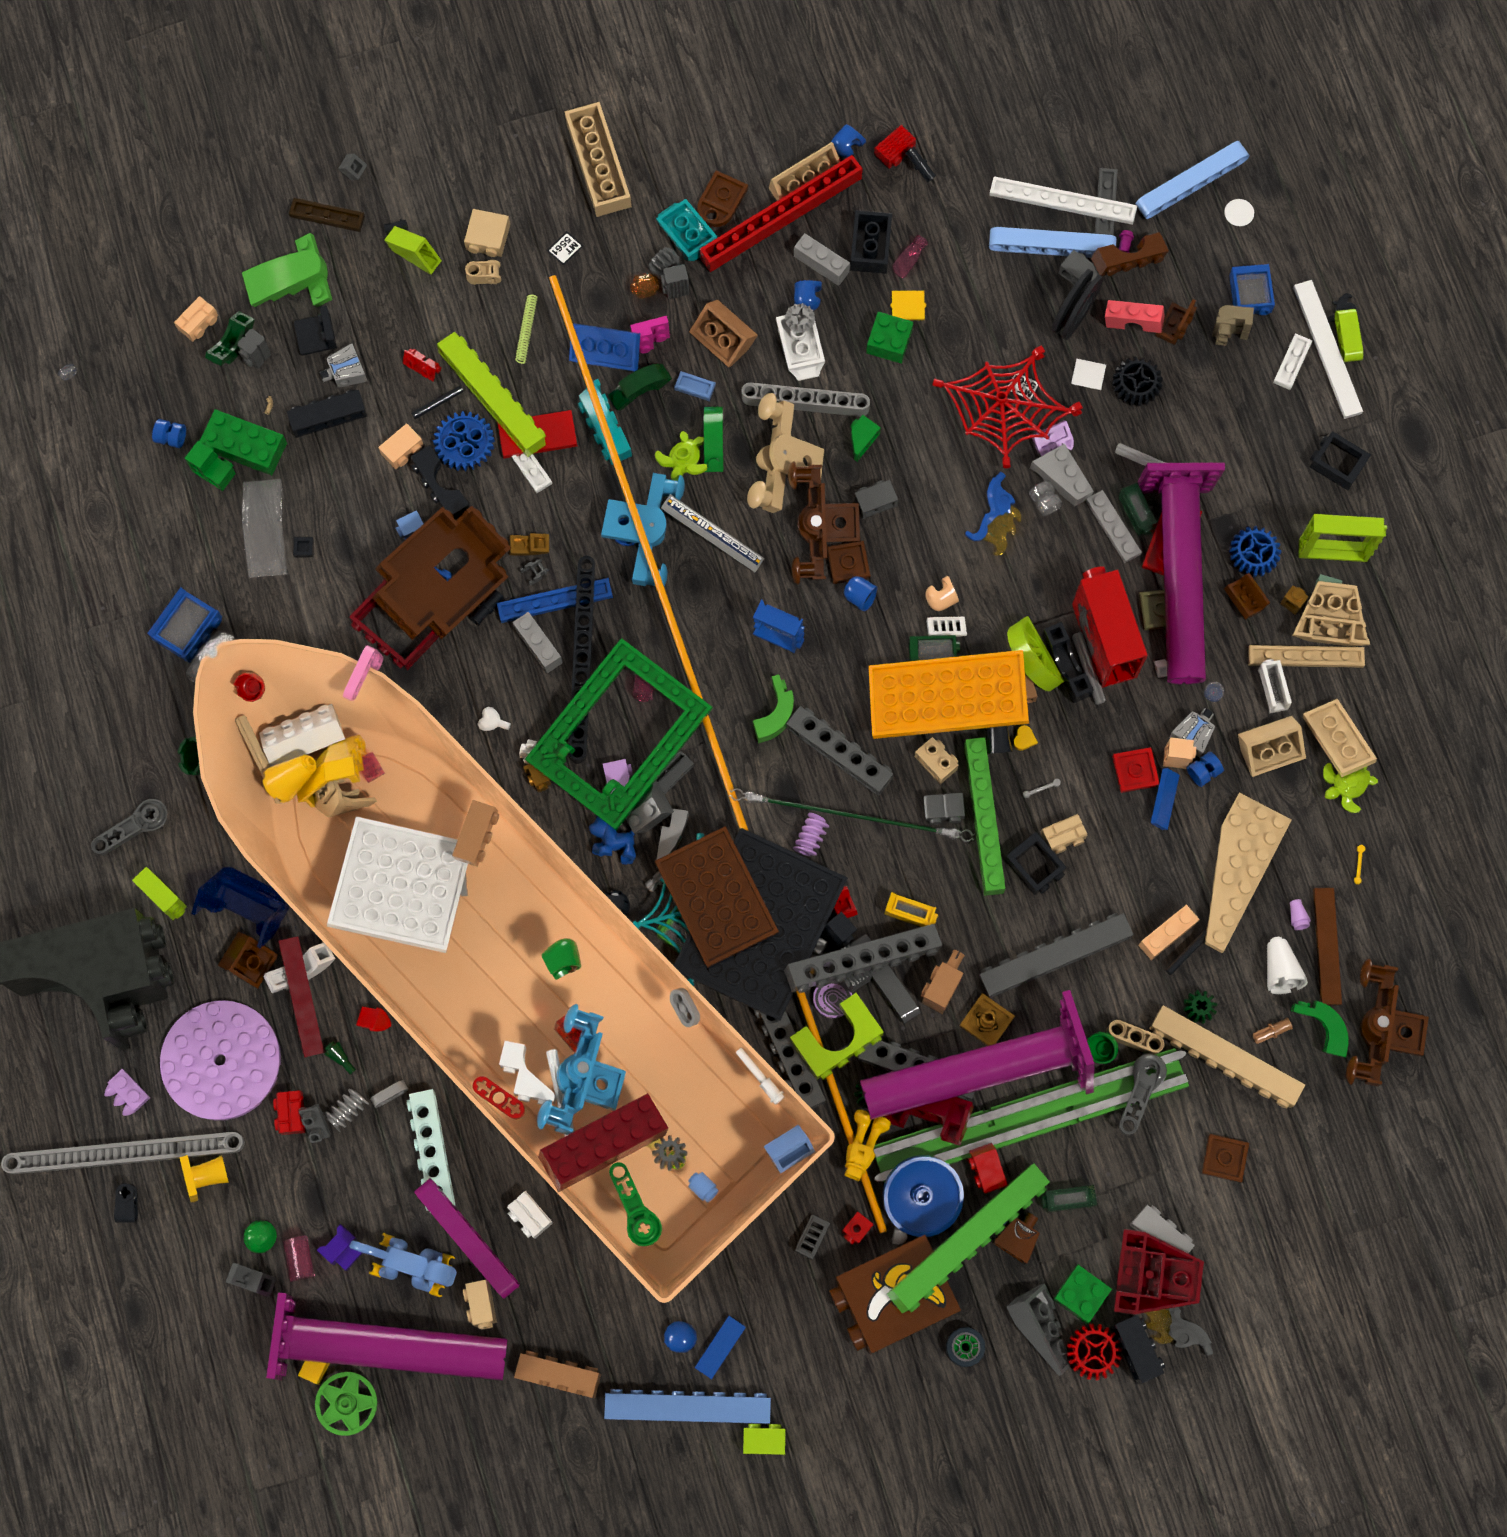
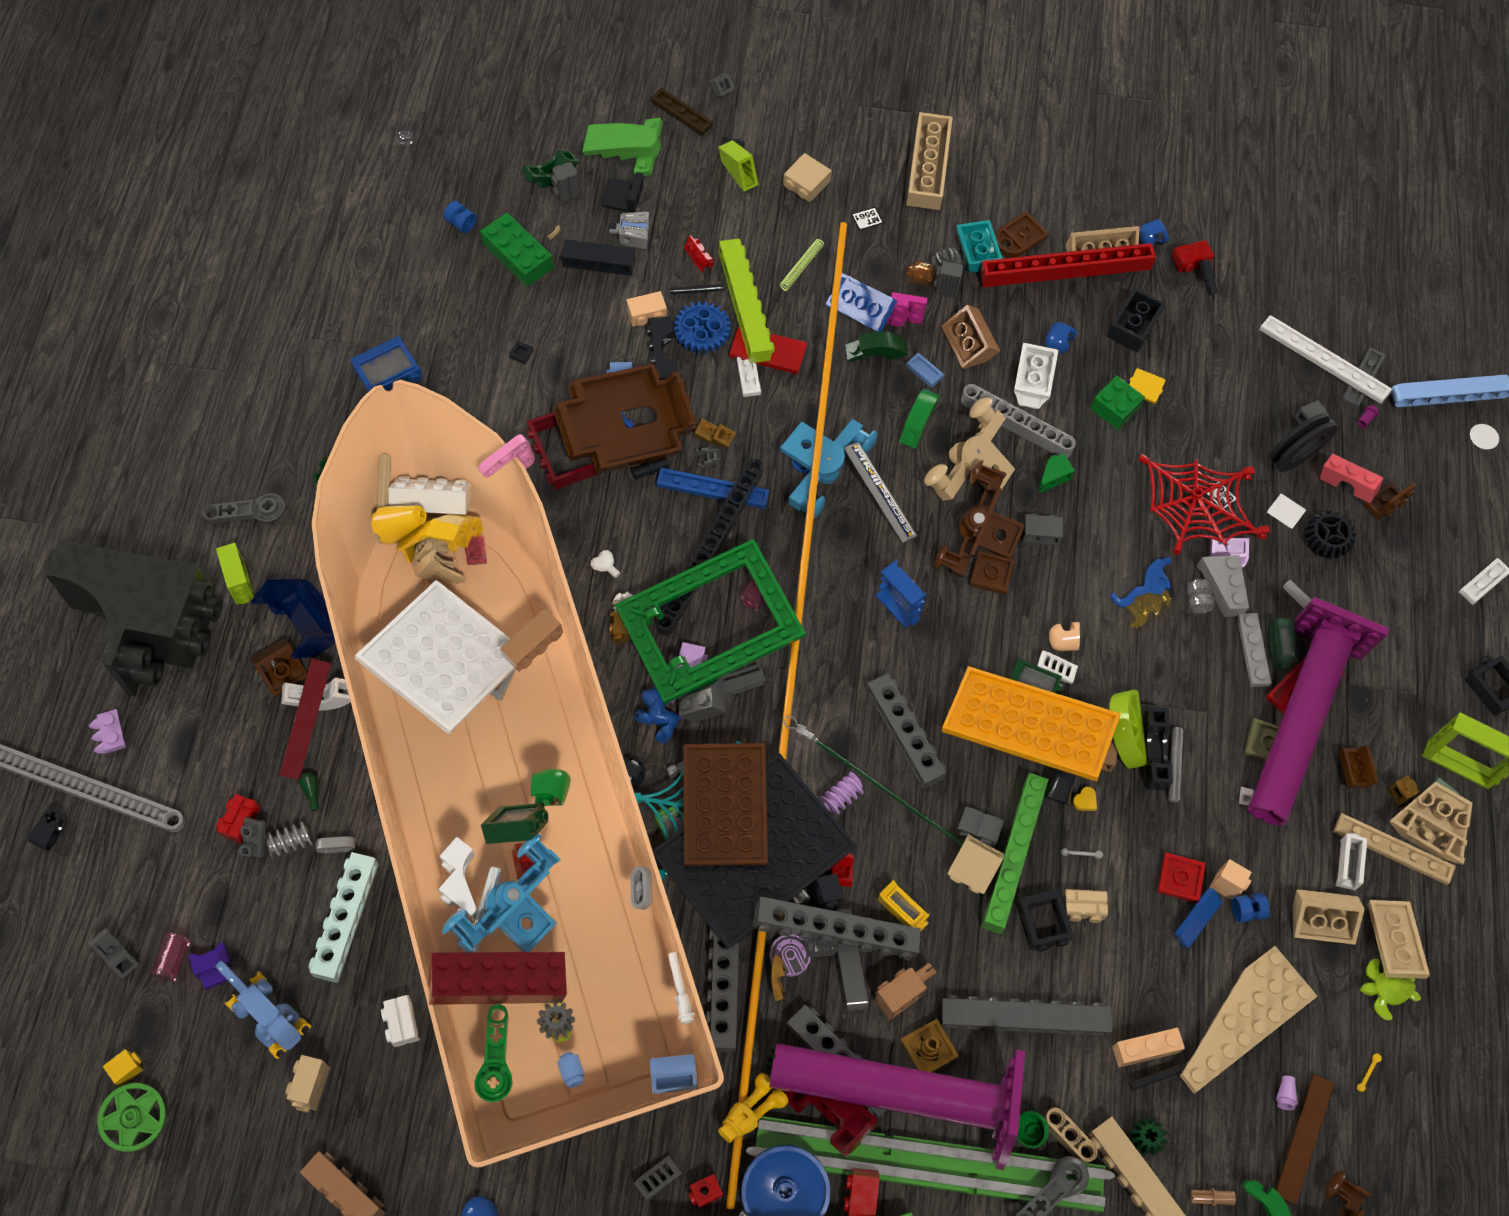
camera: 20 degrees right, 10 degrees down
(196, 319) = (532, 143): light nougat brick -> none
(202, 1175) = (125, 835): yellow plant -> none
(205, 464) = (477, 253): green brick -> none
(226, 1089) = (206, 773): lavender plate -> none
(249, 686) = (406, 430): red hair -> none
(260, 1236) = (147, 919): green piece -> none
(263, 528) = (494, 322): clear windscreen -> none
(373, 1019) = (357, 771): red tile -> none
(380, 1347) = (185, 1073): magenta piece -> none
(467, 1238) = (329, 1014): magenta beam -> none
(484, 271) = (787, 205): tan piece -> none
(490, 1084) = (436, 899): red beam -> none
(537, 642) = (679, 515): light grey brick -> none
(547, 1004) = (515, 823): none -> dark green window
(620, 441) = (835, 389): teal wedge -> none
(672, 835) = (718, 733): light grey slope -> none
(683, 457) = (885, 420): lime animal -> none
(775, 723) = (856, 680): bright green arch -> none
(792, 321) = (1047, 357): light grey gear -> none
(821, 259) = (1085, 316): light grey brick -> none
(823, 1061) = (751, 1008): lime arch -> none
(830, 1019) = (778, 971): none -> pearl gold slope
(858, 590) = (988, 598): blue helmet -> none
(909, 257) = (1165, 347): clear pink piece -> none
(937, 760) = (993, 780): tan brick -> none
(955, 844) = (975, 864): none -> tan brick
(1046, 241) = (1300, 388): light blue beam -> none
(1109, 626) = (1213, 731): red brick -> none
(1111, 260) = (1351, 422): reddish brown arch -> none
(1196, 728) = (1259, 864): light grey torso -> none
(1214, 691) = (1288, 840): clear tile -> none
(1232, 320) = (1442, 520): dark tan hips -> none
(1252, 288) = (1471, 503): window -> none
(1252, 537) = (1387, 726): blue gear -> none
(1283, 968) = (1250, 1138): white cone -> none

